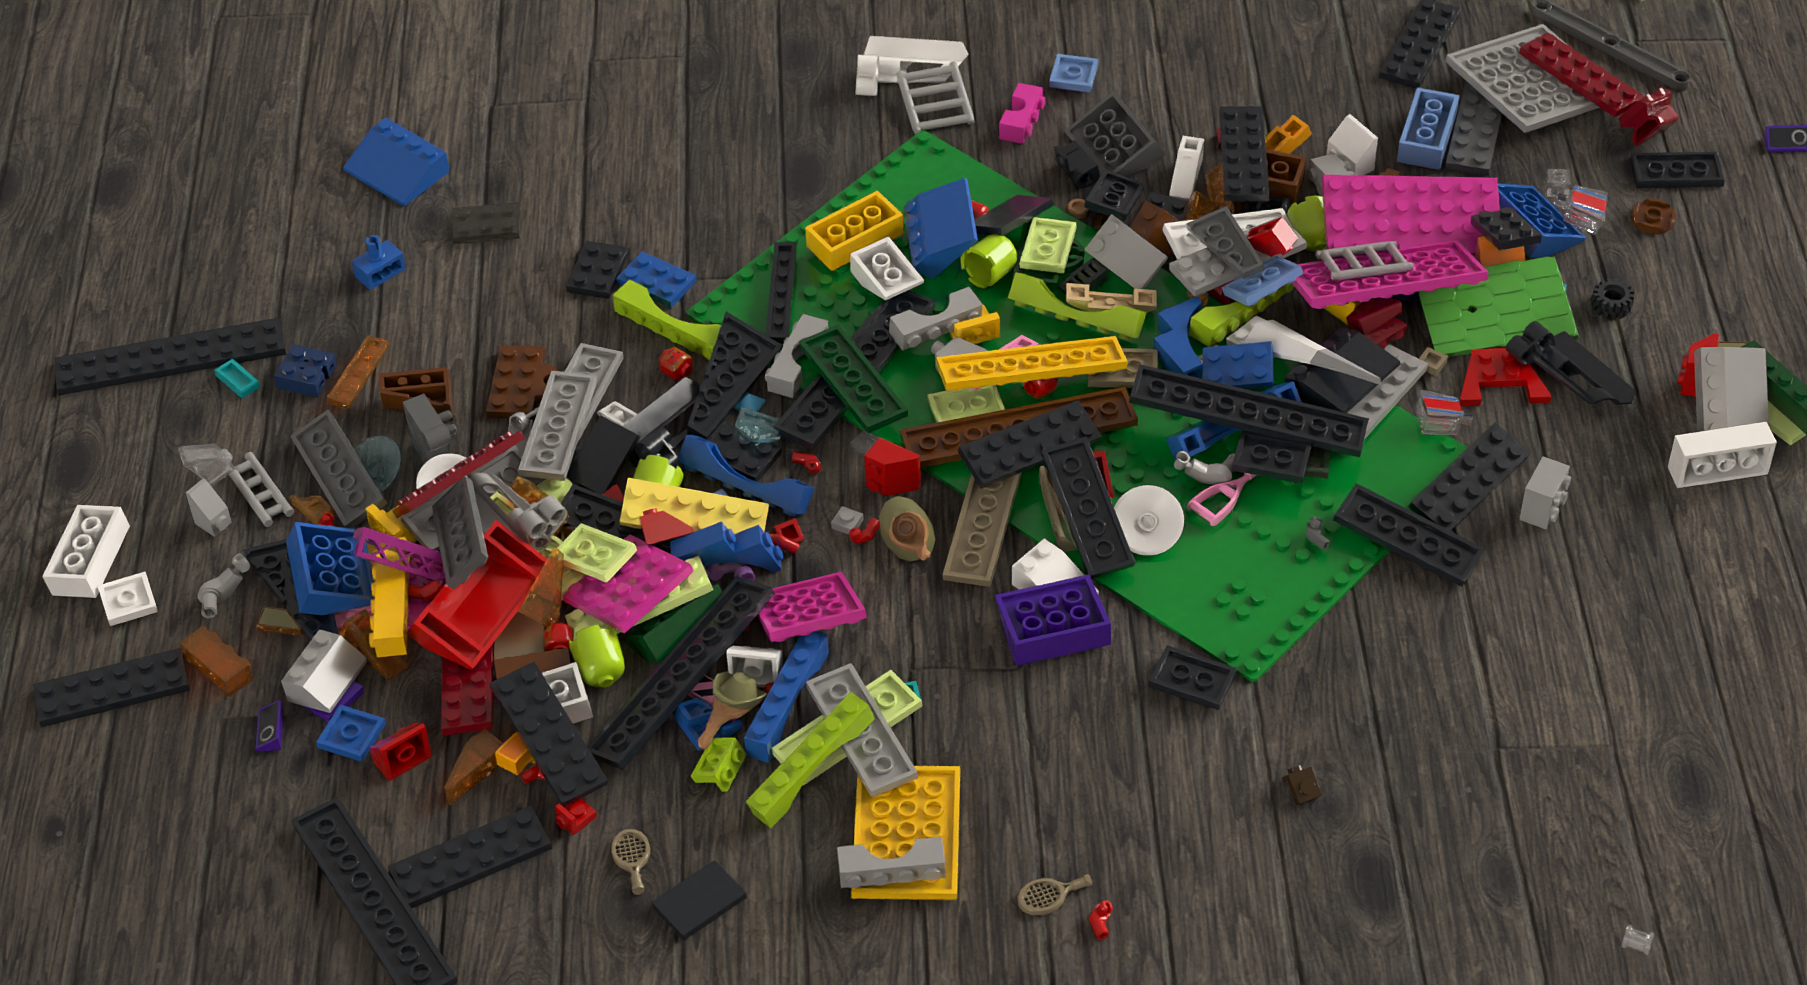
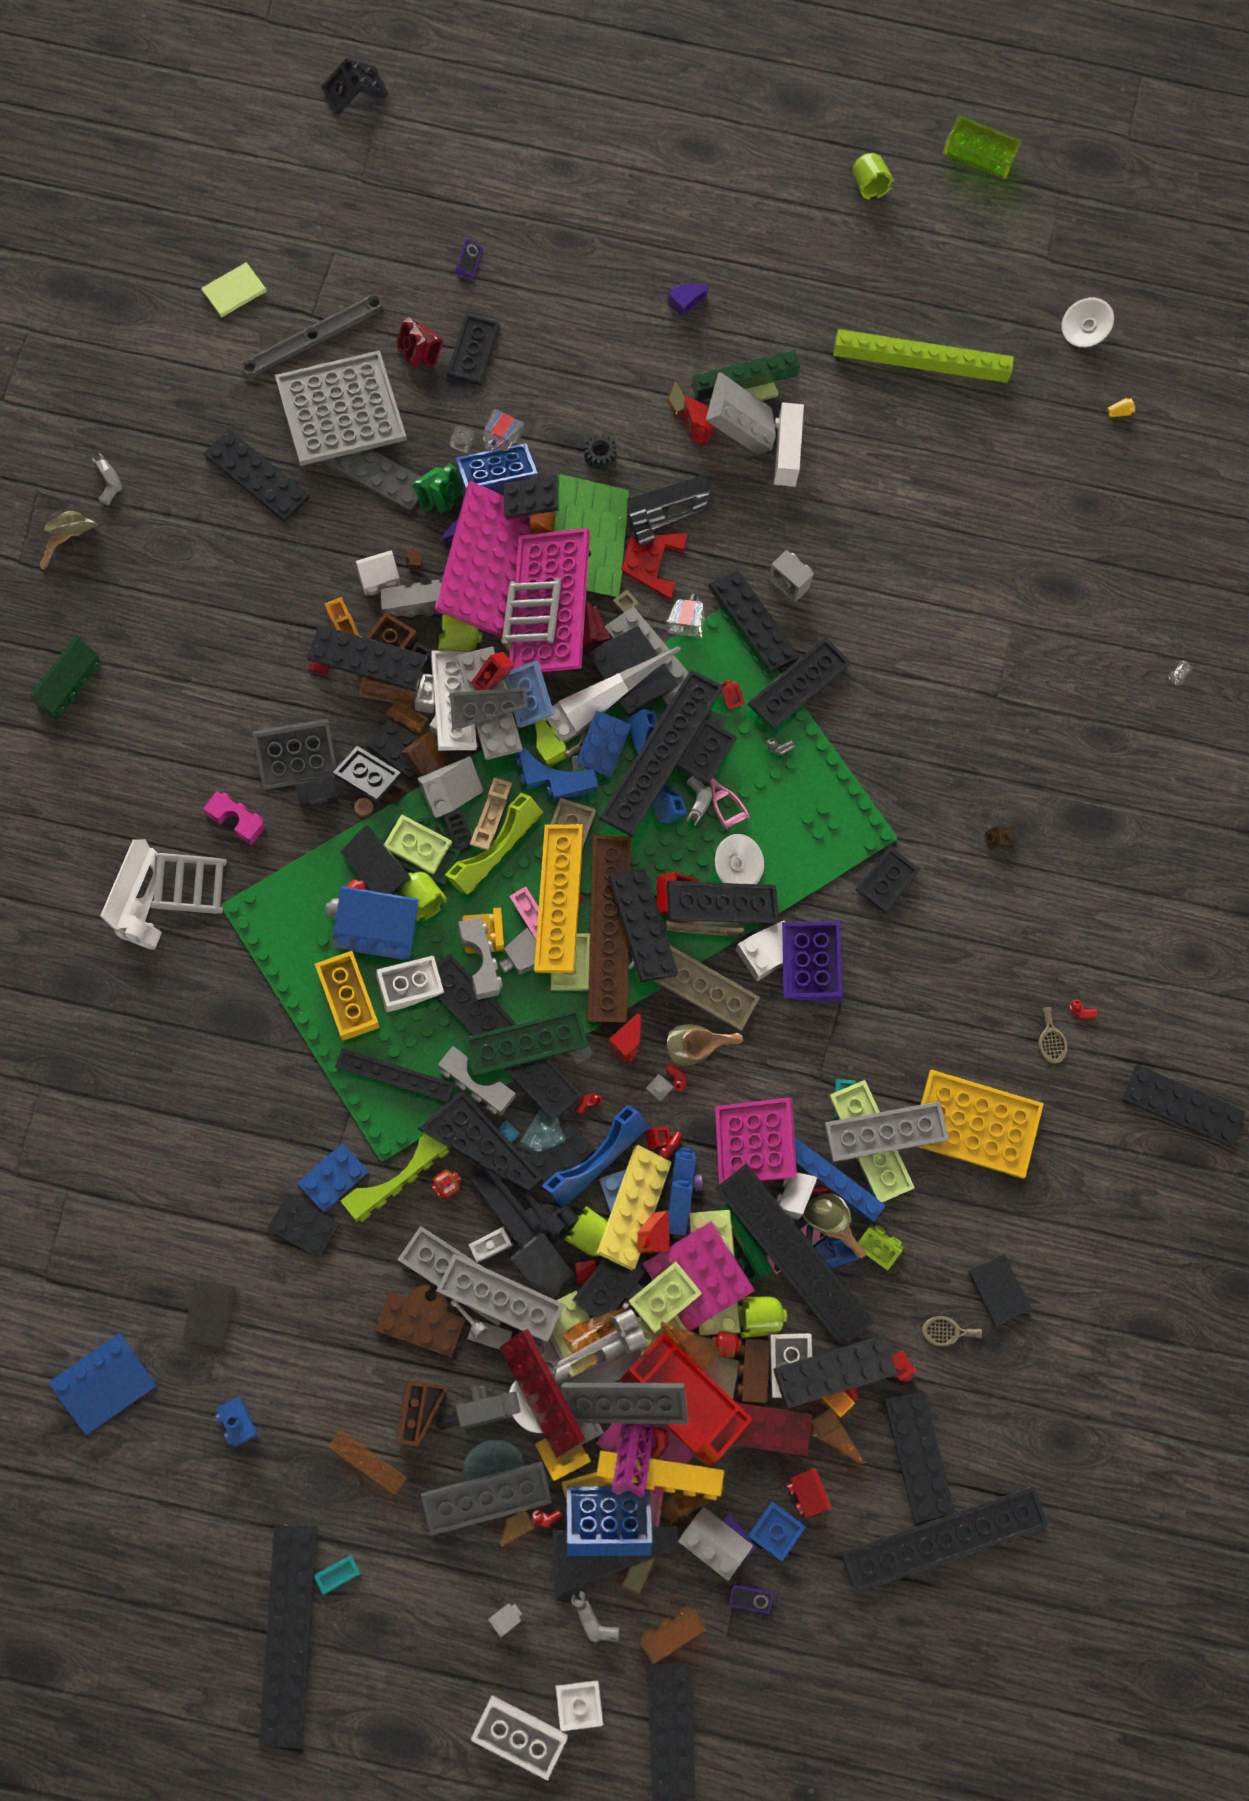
camera: 85 degrees left, 25 degrees up
(207, 461) = (449, 1614): clear slope -> none
(255, 500) = (475, 1585): light grey bar -> none
(302, 370) = (345, 1519): dark blue piece -> none
(777, 793) = (901, 1156): lime arch -> none
(862, 868) = (1017, 1117): light grey arch -> none
(1073, 73) = (196, 759): medium blue plate -> none
(1187, 167) = (353, 707): white slope -> none
(1360, 471) = (732, 694): none -> red bracket
(1428, 128) = (373, 508): medium blue brick -> none
(1482, 164) = (439, 488): none -> green piece
(1580, 74) = (352, 372): dark red plate -> none
(1653, 216) = (518, 387): reddish brown tile -> none

